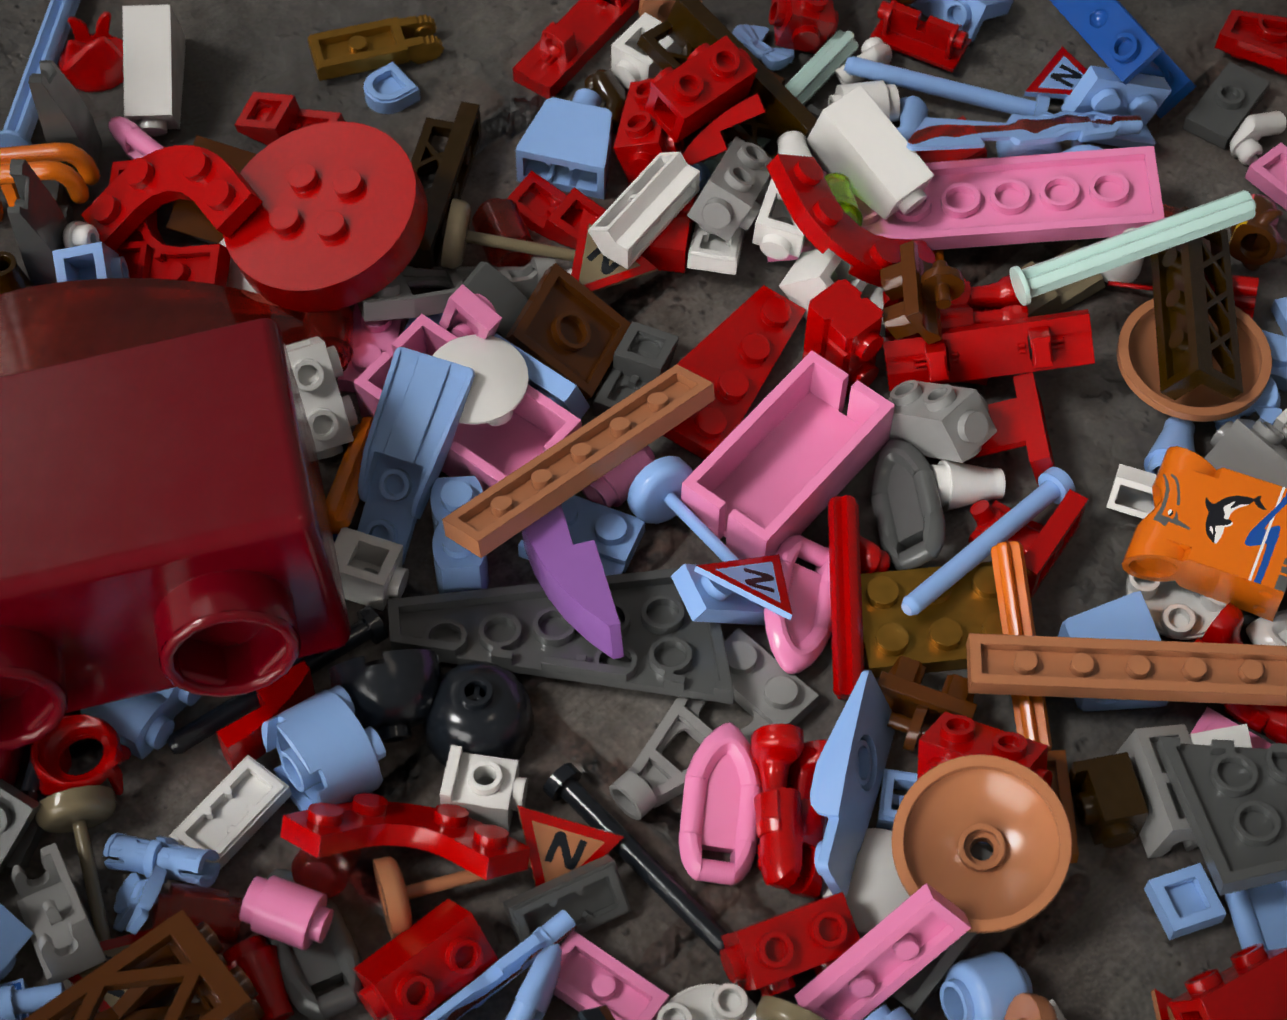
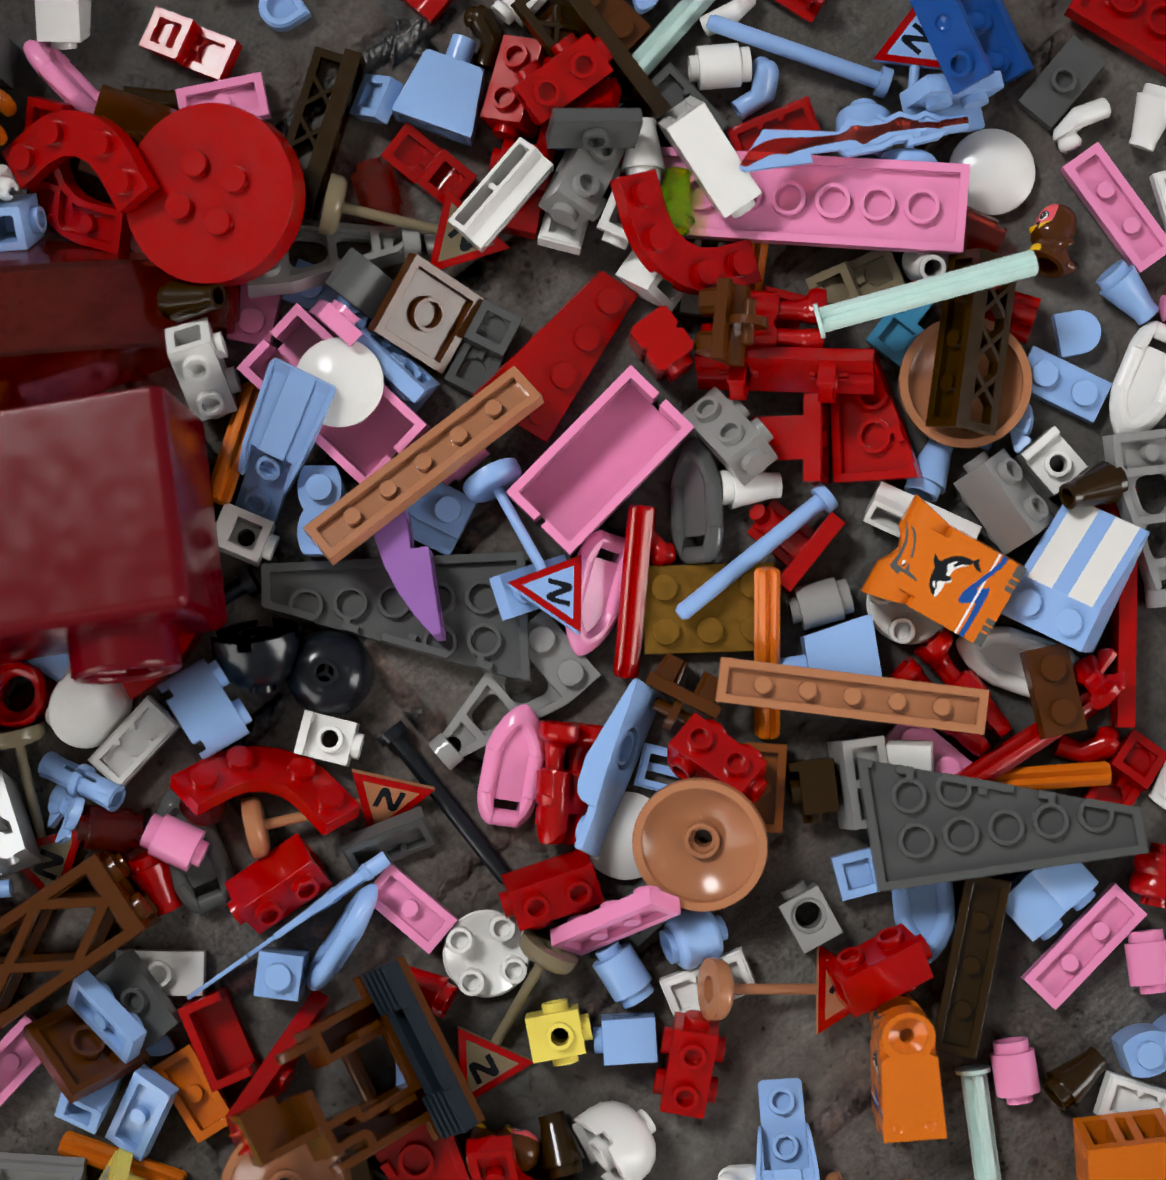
camera: 10 degrees right, 30 degrees up
(170, 765) = (86, 713): none -> white dish
(302, 315) = (186, 300): none -> dark brown cone
(495, 153) = (376, 98): none -> light blue plate
(742, 125) = (593, 128): none -> dark grey plate
(1072, 593) = (820, 603): none -> light grey brick
(1095, 420) = (870, 437): none -> red wing
(1109, 317) = (896, 333): none -> dark azure plate
(1126, 978) = (819, 931): none -> light grey brick
(1186, 177) = (999, 170): none -> white dish

